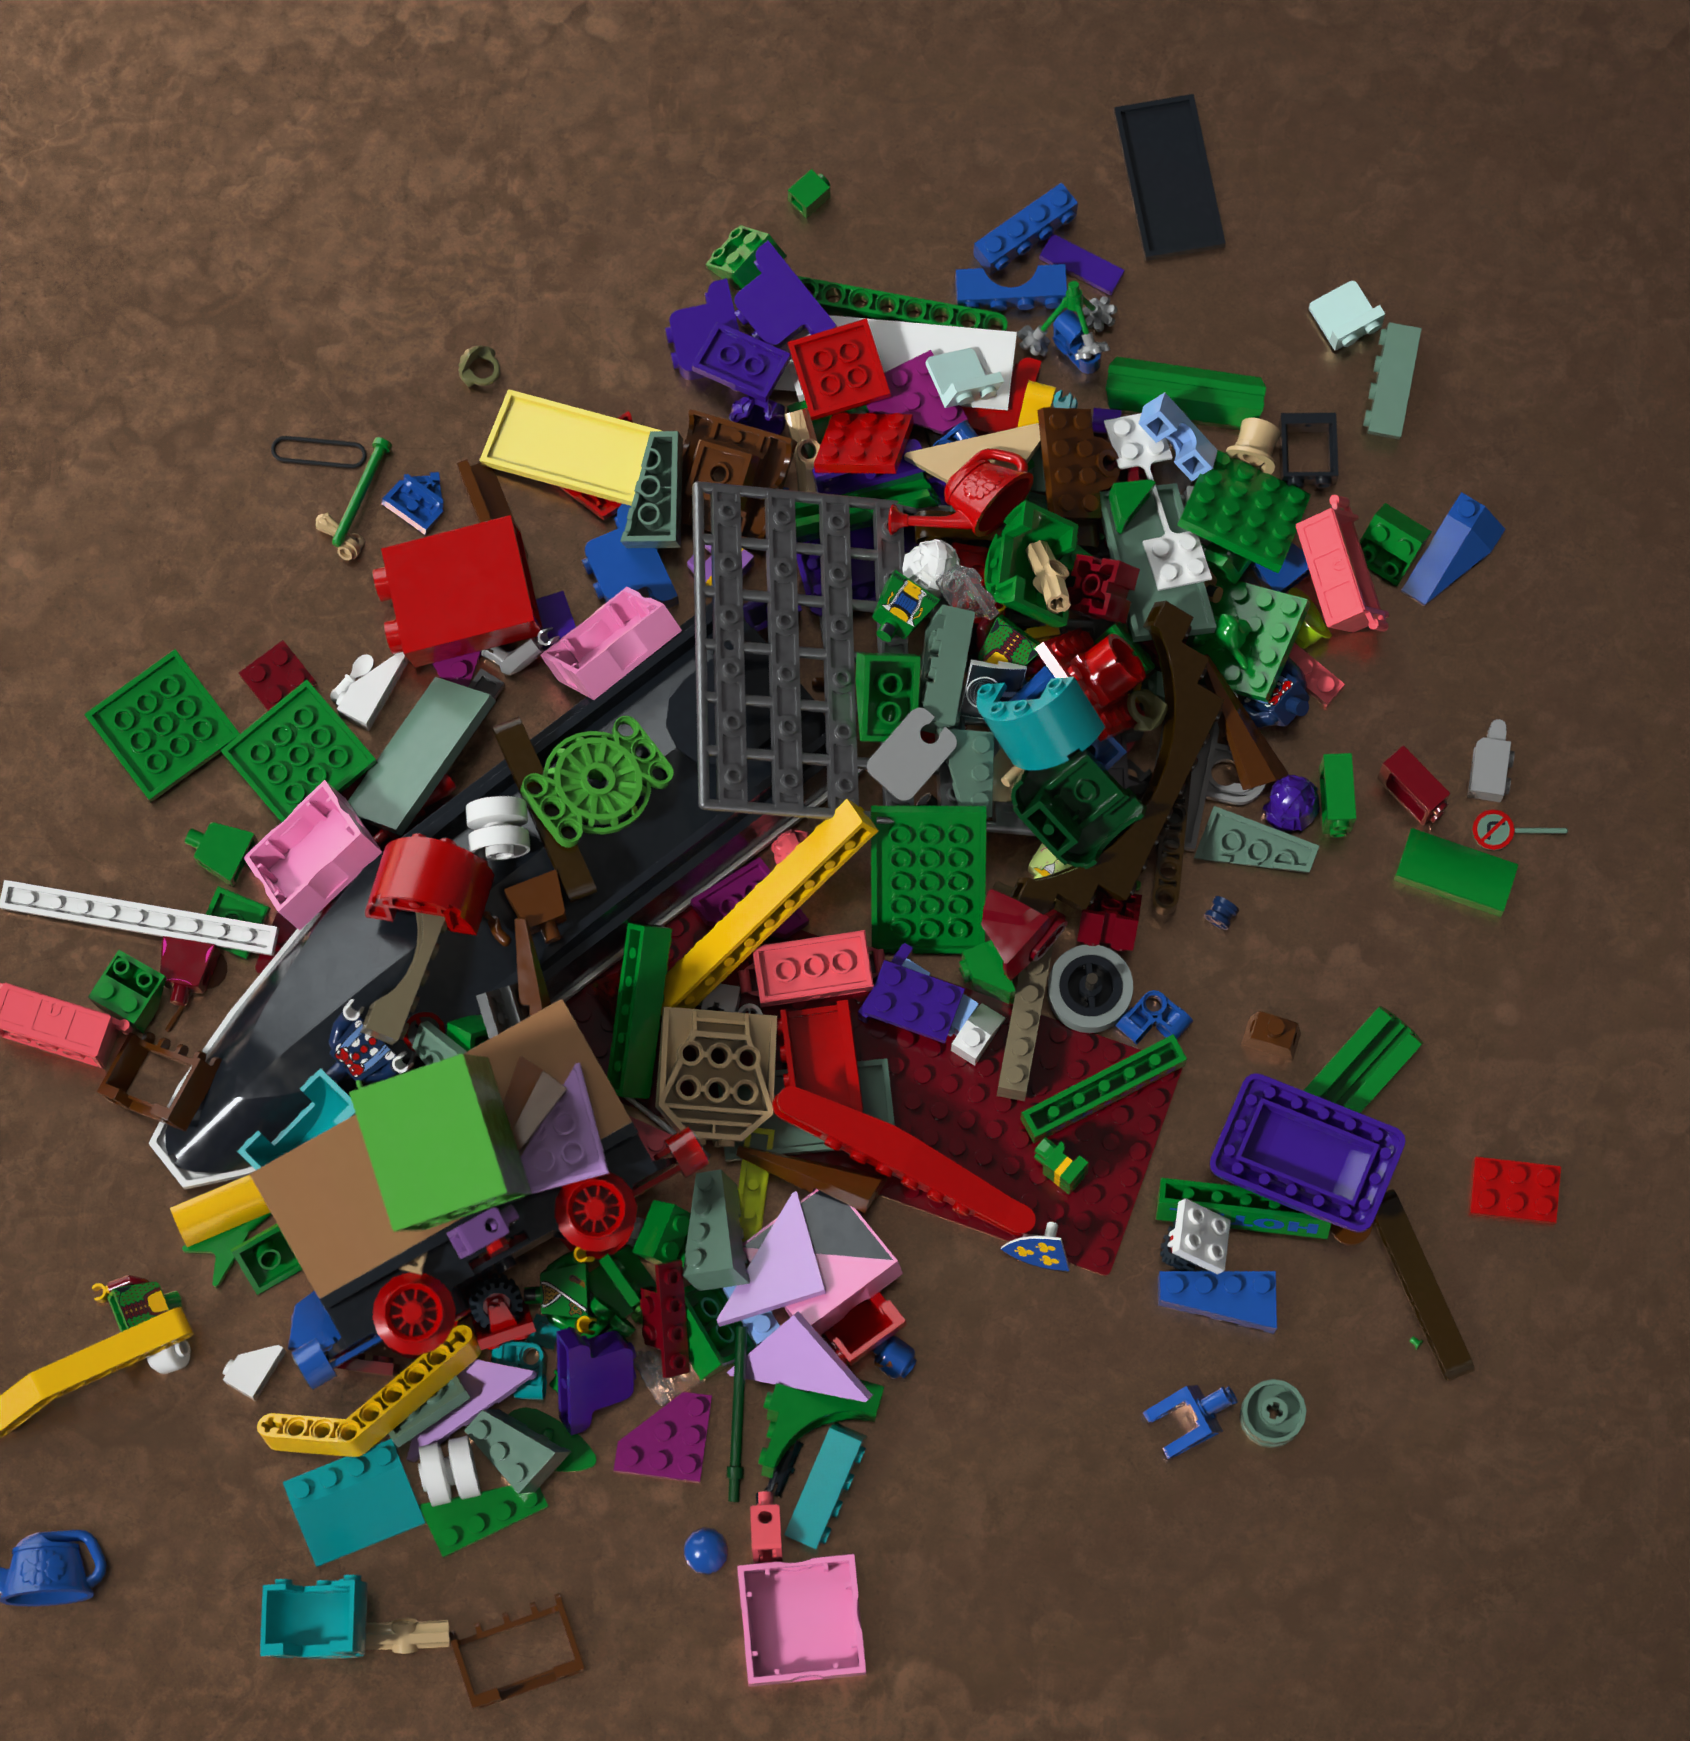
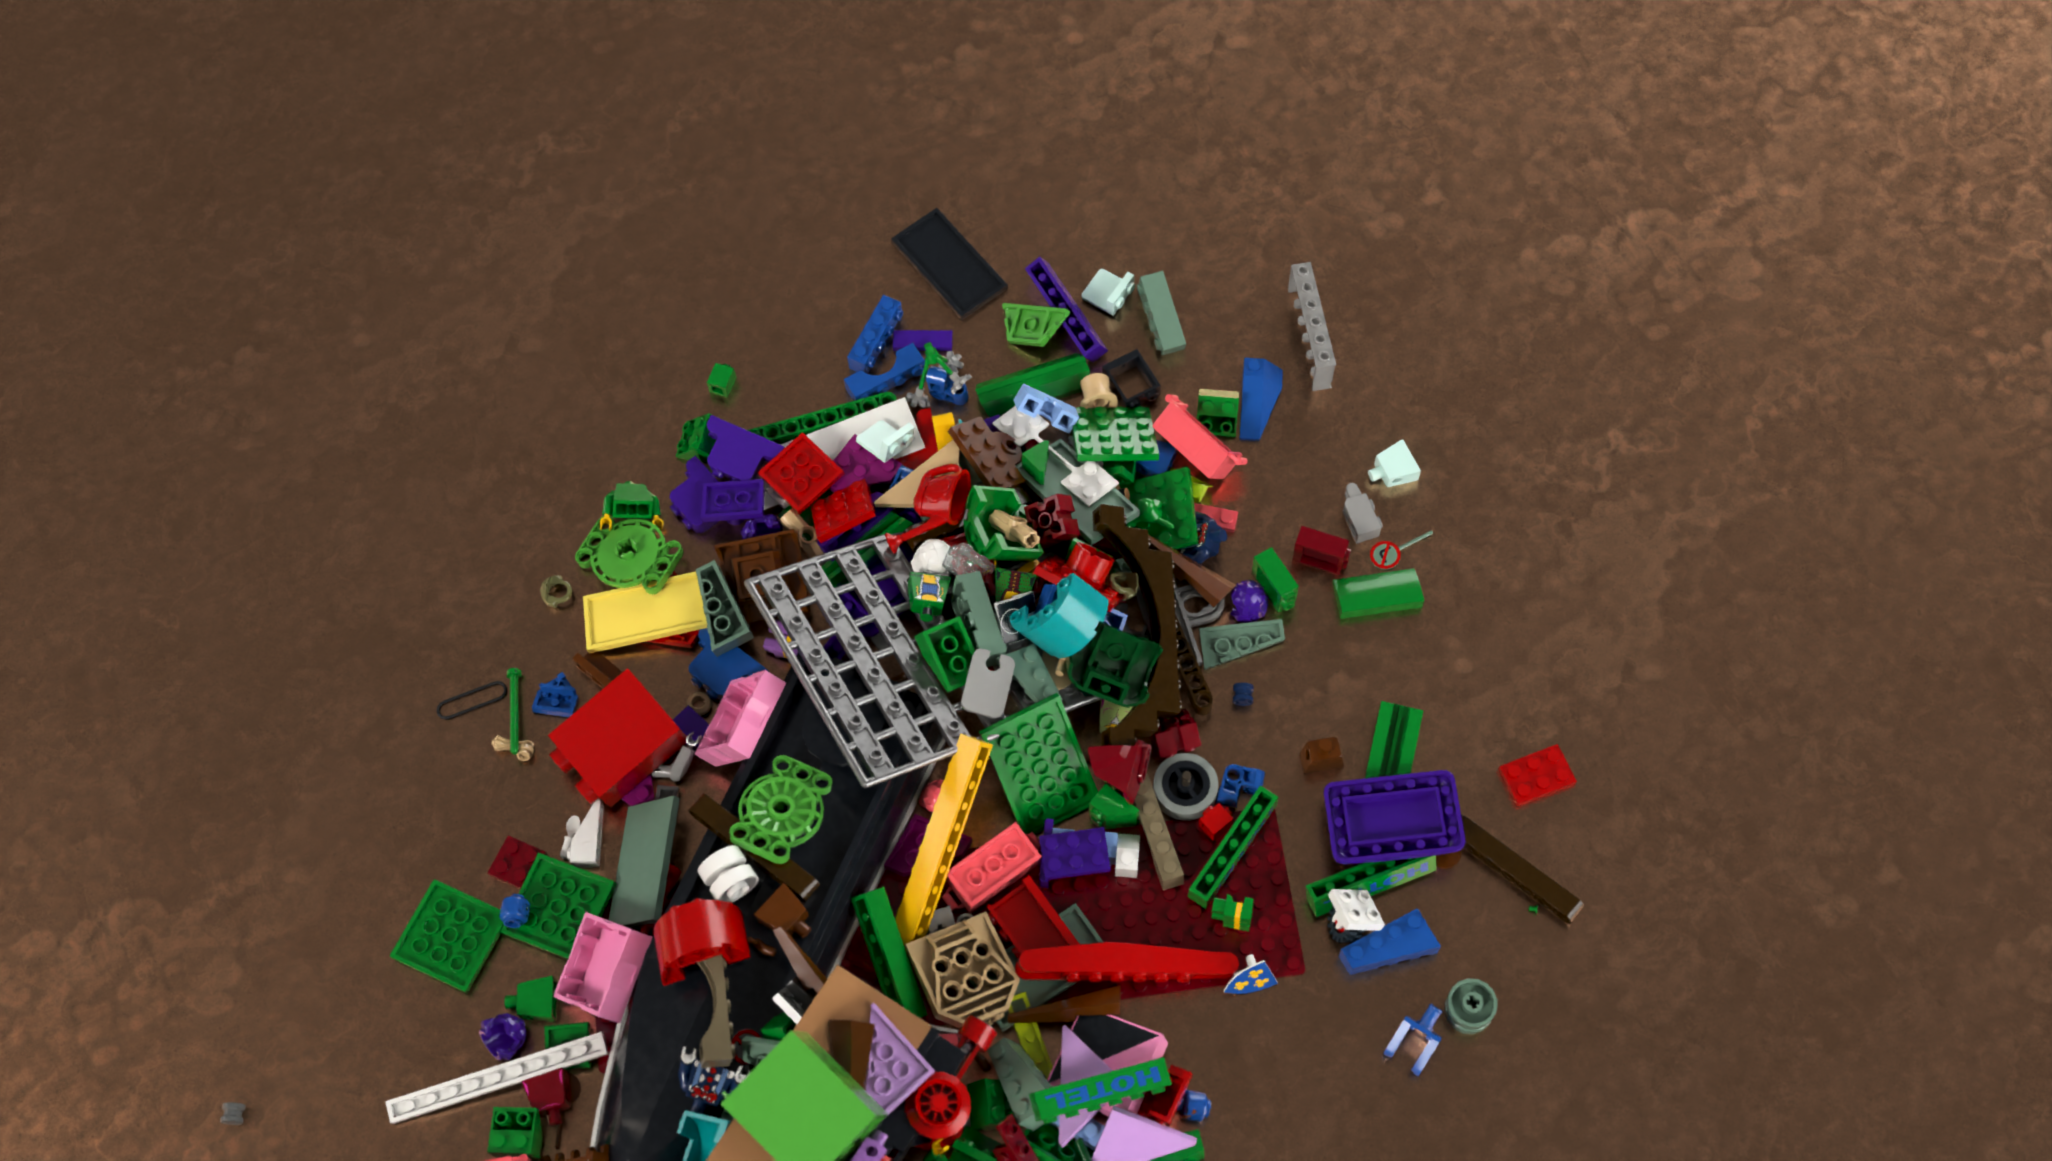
camera: 25 degrees left, 10 degrees down
(167, 873) = (503, 1035): none -> dark purple helmet
(247, 735) = (514, 911): none -> blue head
(575, 383) = (630, 568): none -> bright green piece
(578, 582) = (699, 696): none -> tan piece
(622, 300) = (631, 501): none -> green torso
(686, 1185) = (982, 1061): none -> reddish brown piece
(791, 1286) = (1100, 1089): none -> green brick
(1102, 1047) = (1216, 821): none -> red brick
(1225, 312) = (1031, 323): none -> bright green wing
(1278, 315) = (1058, 297): none -> dark purple brick
(1569, 493) = (1303, 282): none -> light grey window
(1569, 724) = (1395, 466): none -> light aqua torso

